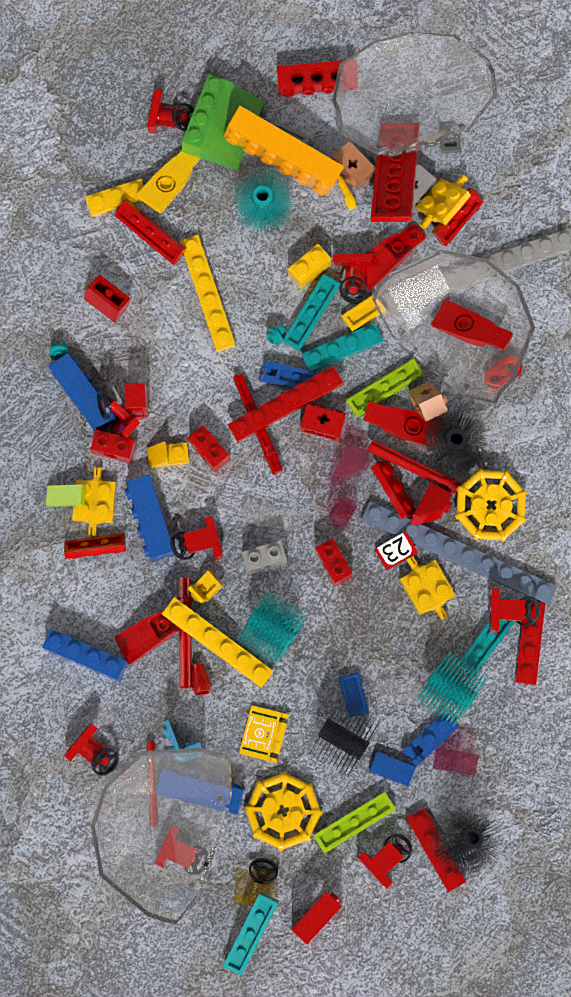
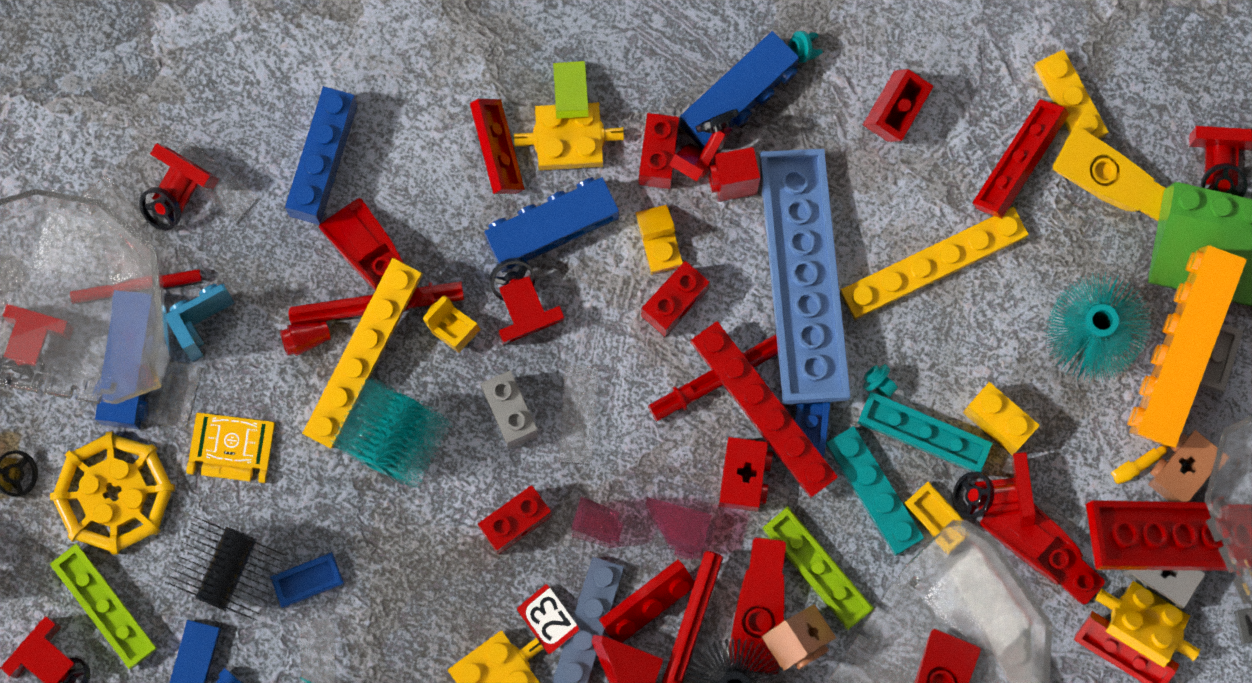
camera: 75 degrees right, 0 degrees up
(206, 369) = (804, 276): none -> medium blue plate

